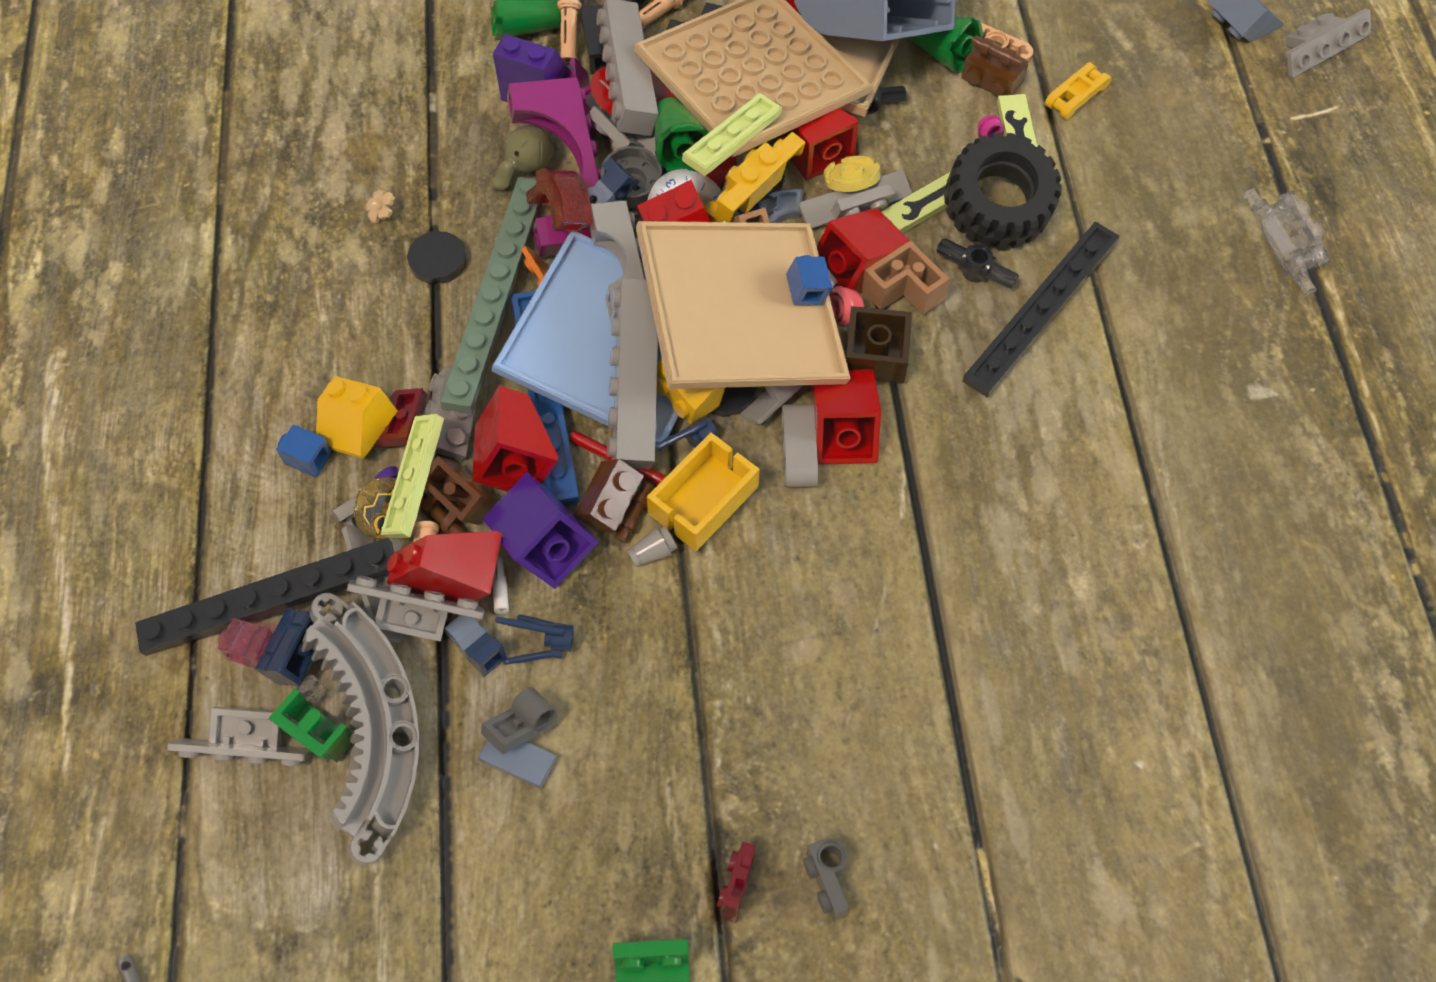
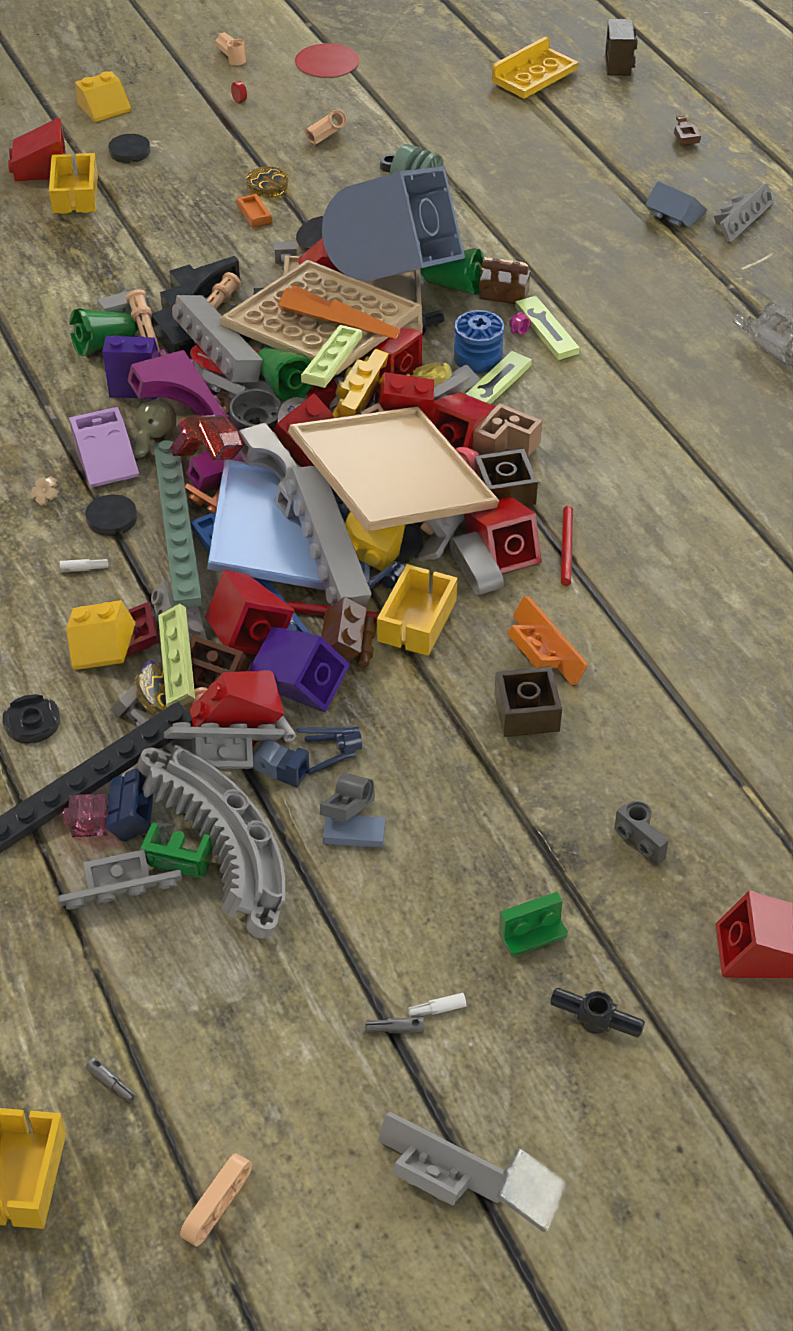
camera: 20 degrees left, 15 degrees down
(247, 496) = (31, 719): none -> black tile
(304, 450) = (67, 671): blue brick -> none
(380, 313) = (82, 565): none -> white piece
(460, 169) = (103, 447): none -> lavender slope
(613, 185) = (250, 412): dark blue leg -> none
(652, 547) = (395, 658): light grey cone -> none
(732, 895) = (576, 857): dark red wing -> none
(744, 59) = (310, 305): none -> orange wedge
(772, 657) = (527, 701): none -> dark brown brick
(802, 202) = (404, 391): none -> red slope
(809, 280) = (438, 439): blue brick -> none
(827, 580) = (544, 642): none -> orange bracket
(915, 450) = (567, 535): none -> red bar
(928, 142) = (478, 340): none -> blue wheel
(977, 263) = (555, 411): black axle -> none
(1013, 160) = (556, 335): black tyre -> none
(1040, 309) = (617, 431): black plate -> none
(1077, 90) = (575, 283): yellow plate -> none

